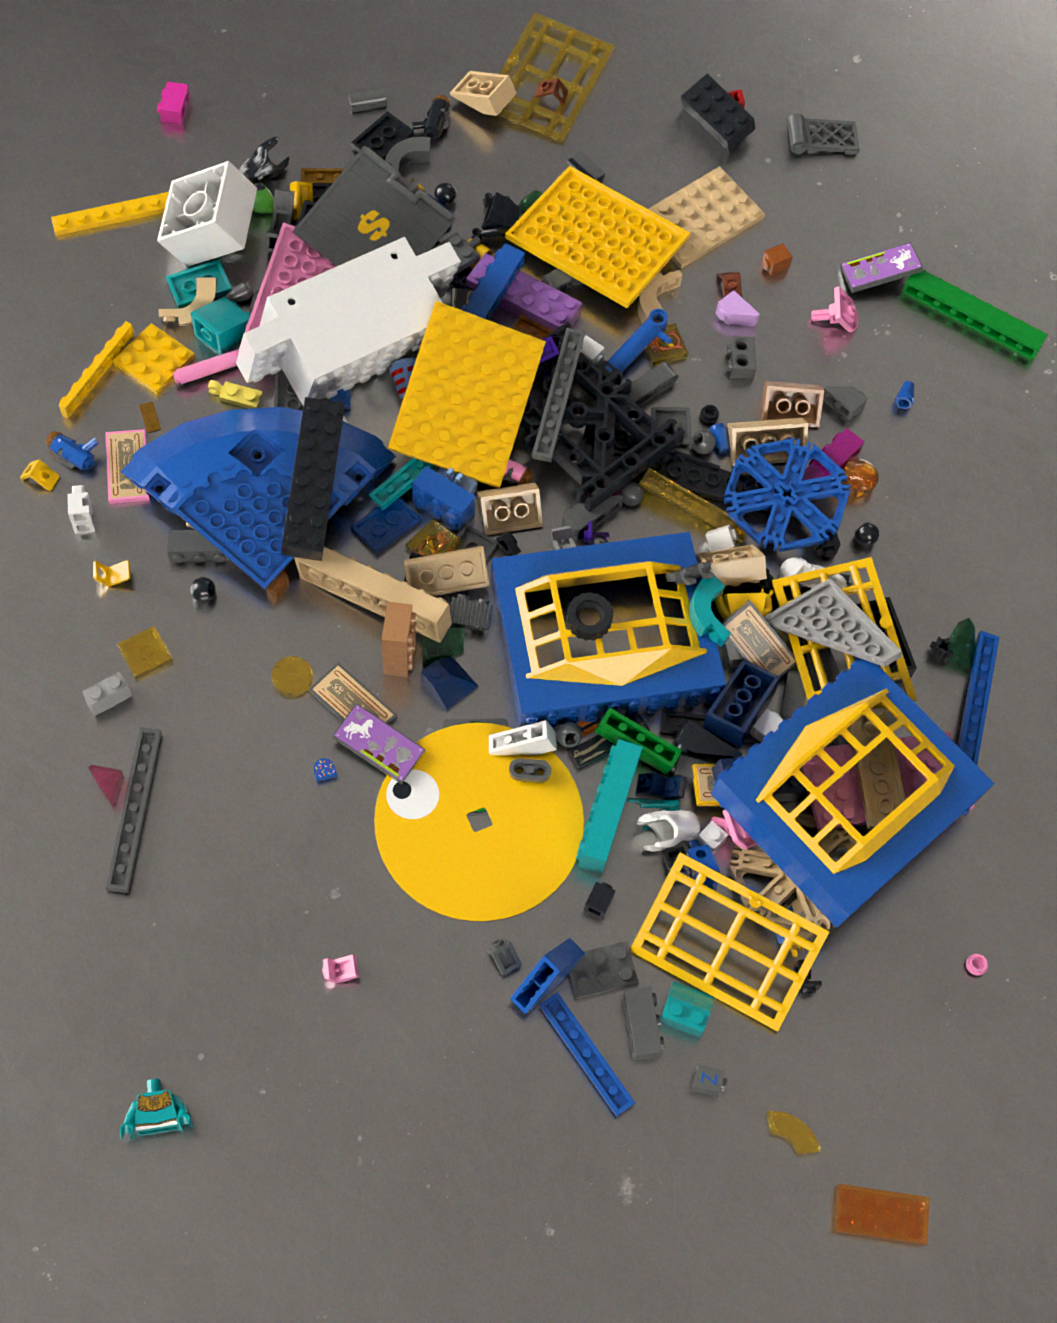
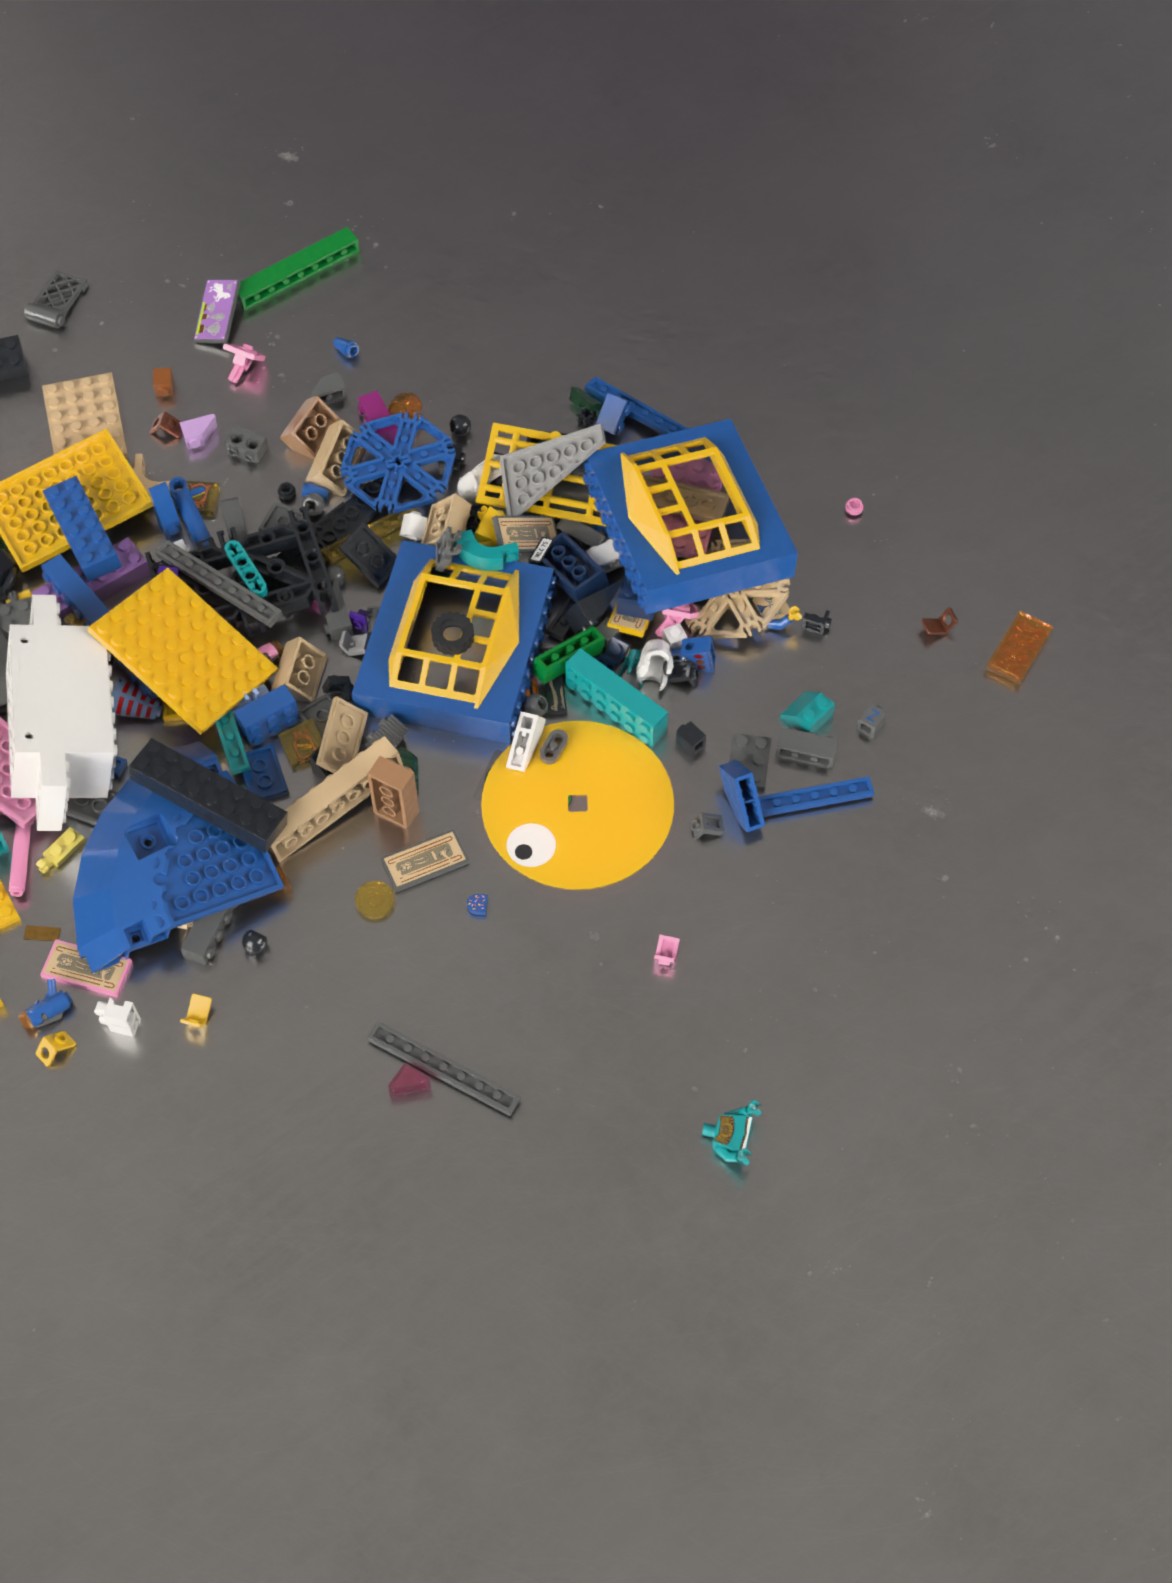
camera: 60 degrees left, 5 degrees down
(107, 693) = (320, 1054): light grey brick -> none
(144, 652) = (290, 1013): clear yellow tile -> none
(378, 743) = (475, 851): tile -> none
(447, 681) = (442, 780): dark blue slope -> none
(531, 327) = (126, 589): clear orange plate -> none
(564, 259) = (82, 528): none -> blue brick
(584, 409) = (245, 569): none -> teal beam
(626, 318) = (165, 509): none -> blue slope
(666, 509) = (369, 554): none -> black plate
(748, 665) = (541, 549): none -> sticker
(755, 901) = (769, 657): yellow door -> none
(794, 1131) = (933, 679): clear yellow tile -> none
(866, 1111) = (938, 626): none -> copper bracket
(957, 671) = (614, 413): none -> brick

